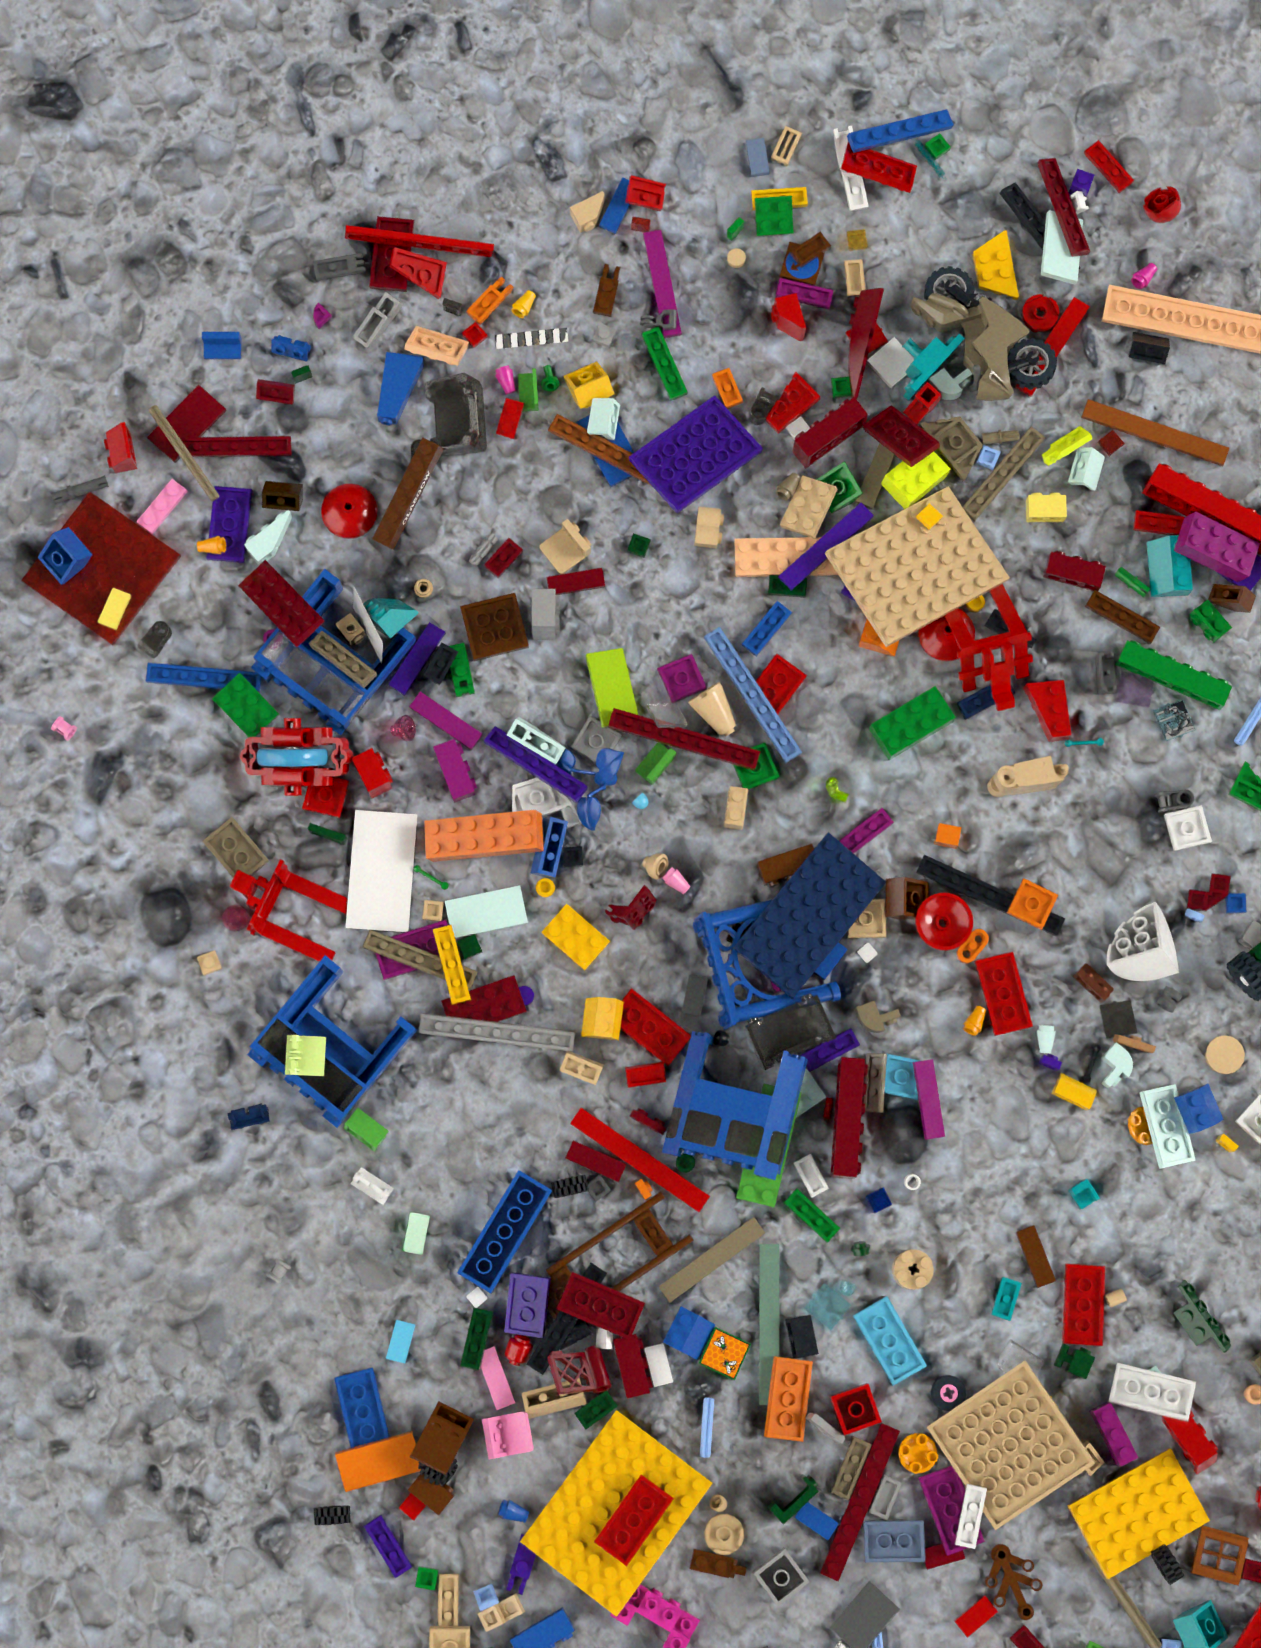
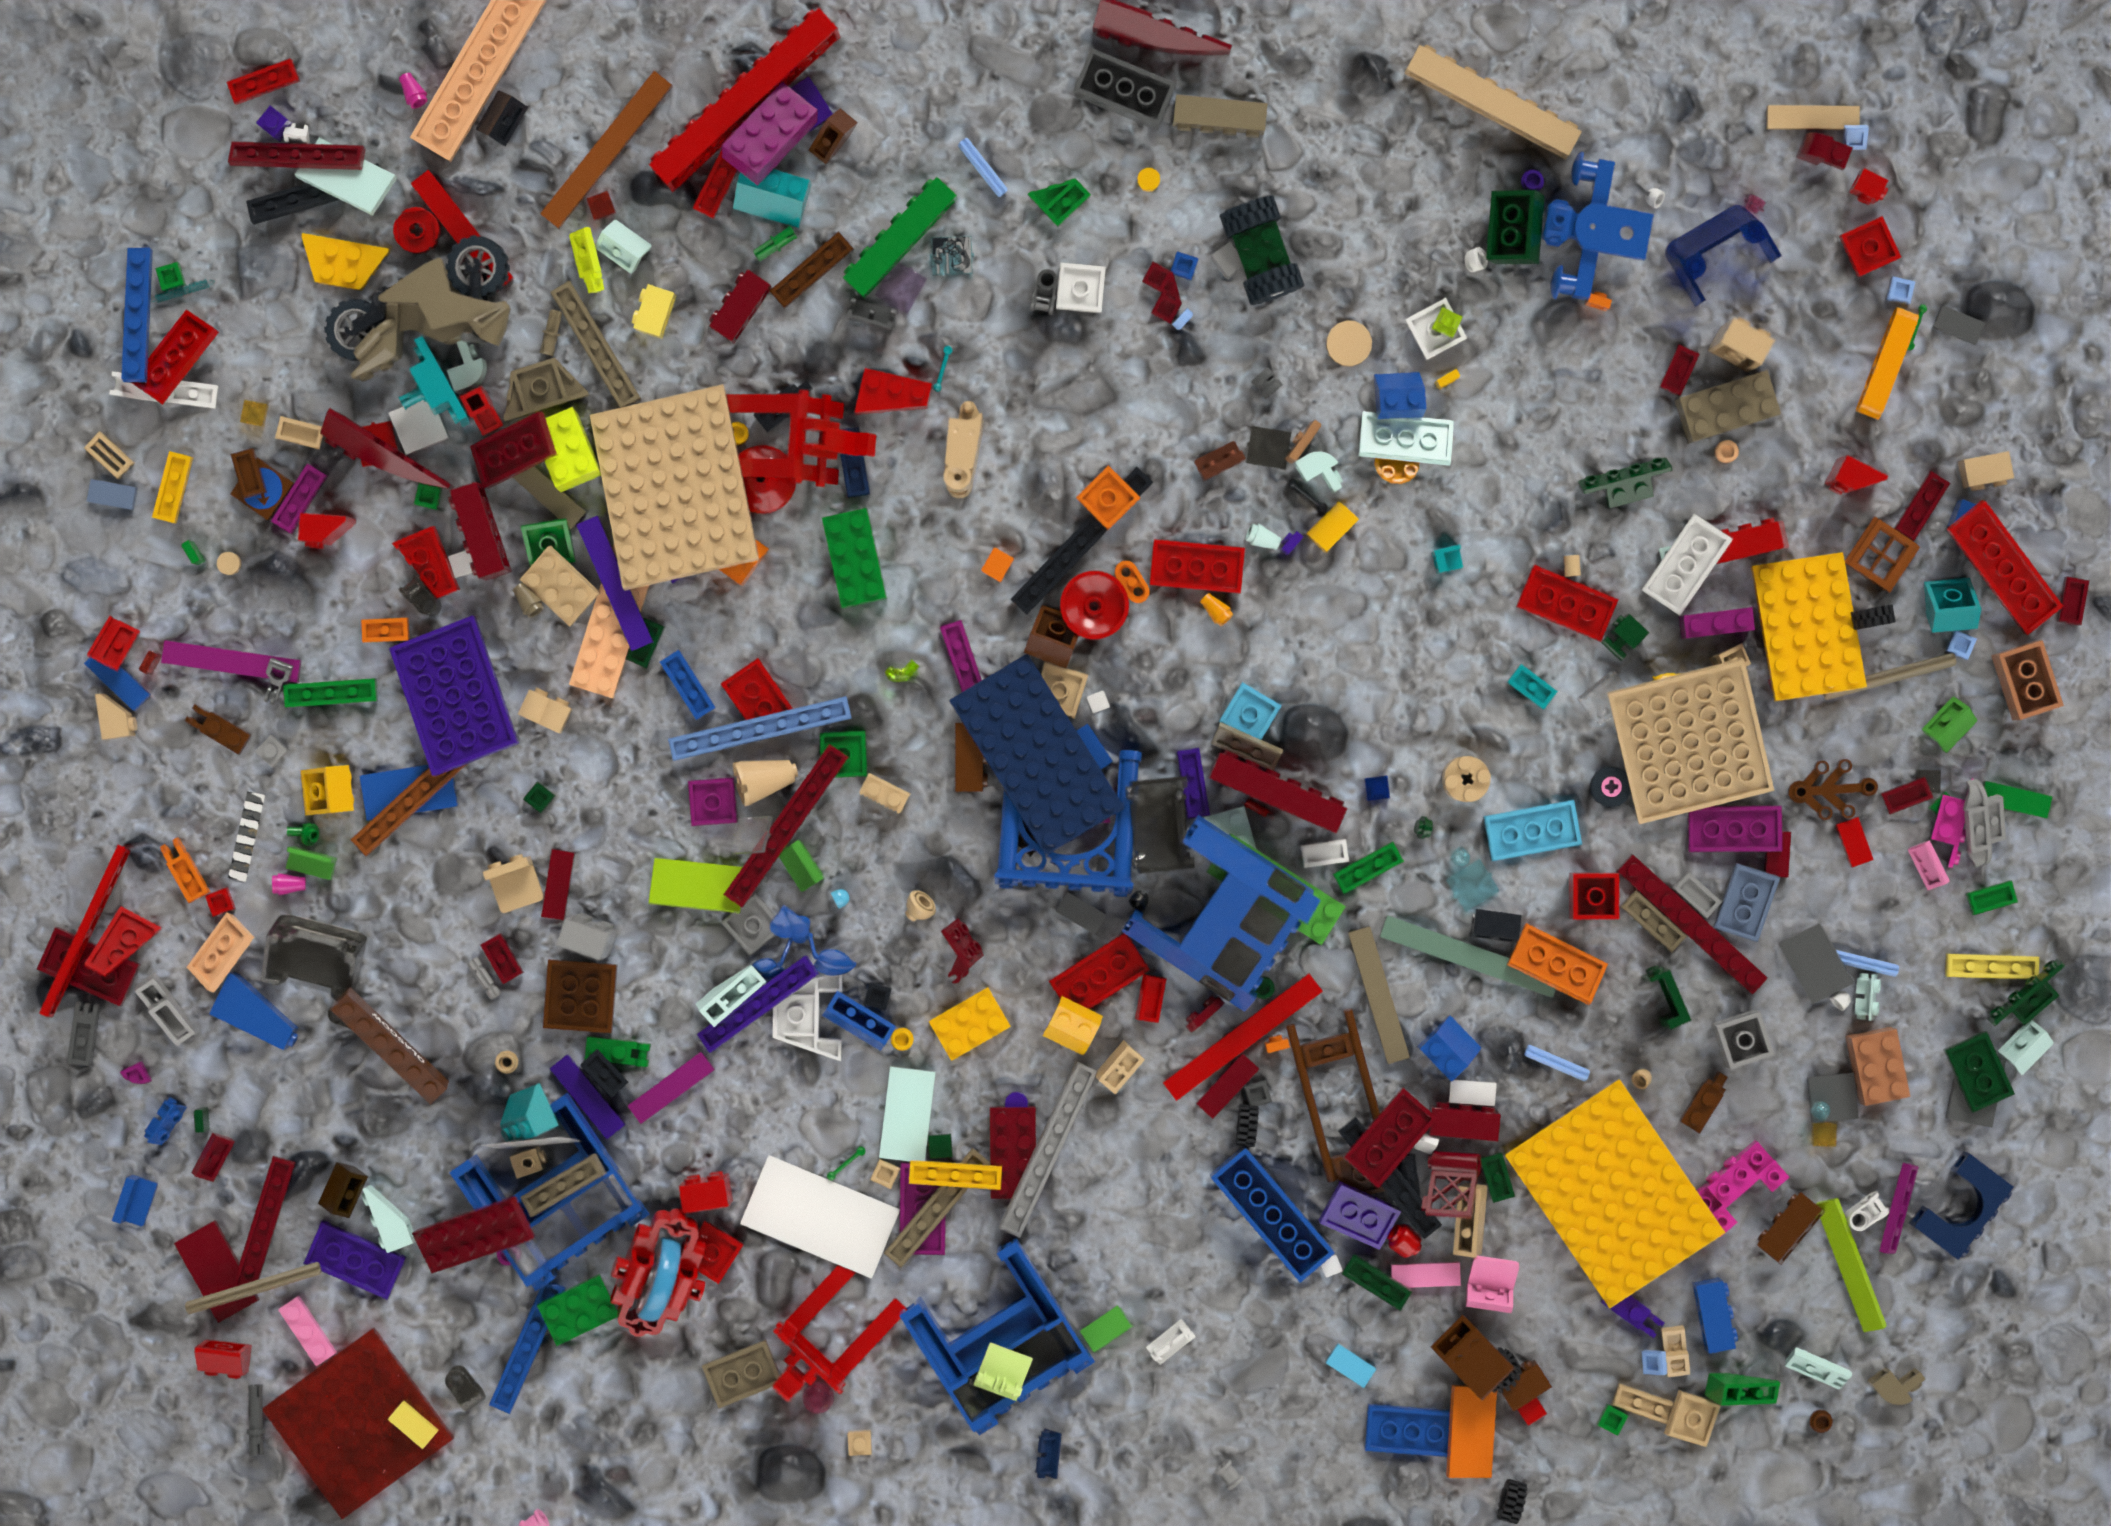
camera: 65 degrees left, 10 degrees up
(64, 555) = (330, 1462): blue slope -> none
(213, 545) = (375, 1287): light orange cone -> none
(327, 834) = (757, 1265): dark green tile -> none
(352, 522) = (400, 1112): red dish -> none
(388, 1546) = (1564, 1449): dark purple tile -> none
(404, 728) = (665, 1138): clear pink brick -> none
(416, 1233) = (1239, 1310): slope -> none
(452, 307) = (178, 917): clear smoke tile -> none
(455, 770) = (733, 1096): magenta brick -> none
(483, 835) = (821, 1091): orange brick -> none
(510, 418) = (337, 895): red plate -> none
(512, 1511) = (1574, 1303): blue cone -> none
(523, 304) = (202, 832): yellow cone -> none
(603, 417) = (374, 787): light aqua panel -> none
(633, 1520) = (1631, 1179): red plate -> none
(675, 880) = (944, 889): bright pink cone -> none
(724, 1353) = (1484, 1016): tile -> none
(724, 1534) = (1675, 1083): tan tile -> none
(774, 215) = (192, 501): green plate -> none
(817, 1520) = (1696, 977): blue tile -> none
(825, 1427) = (1602, 935): light grey tile -> none
(871, 1019) = (1175, 726): dark tan brick -> none
(914, 1184) = (1373, 742): white hinge -> none
(918, 1453) = (1663, 843): light orange dish -> none
(928, 1099) = (1285, 693): magenta tile -> none
(929, 516) = (620, 452): yellow tile -> none
(970, 1516) = (1750, 811): white tile -> none
(988, 457) = (570, 355): light blue tile -> none
(1035, 1256) = (1497, 637): reddish brown tile -> none
(1143, 947) = (1199, 390): white brick -> none
(1162, 205) = (333, 37): red cylinder -> none
(1210, 621) = (851, 171): green bracket -> none

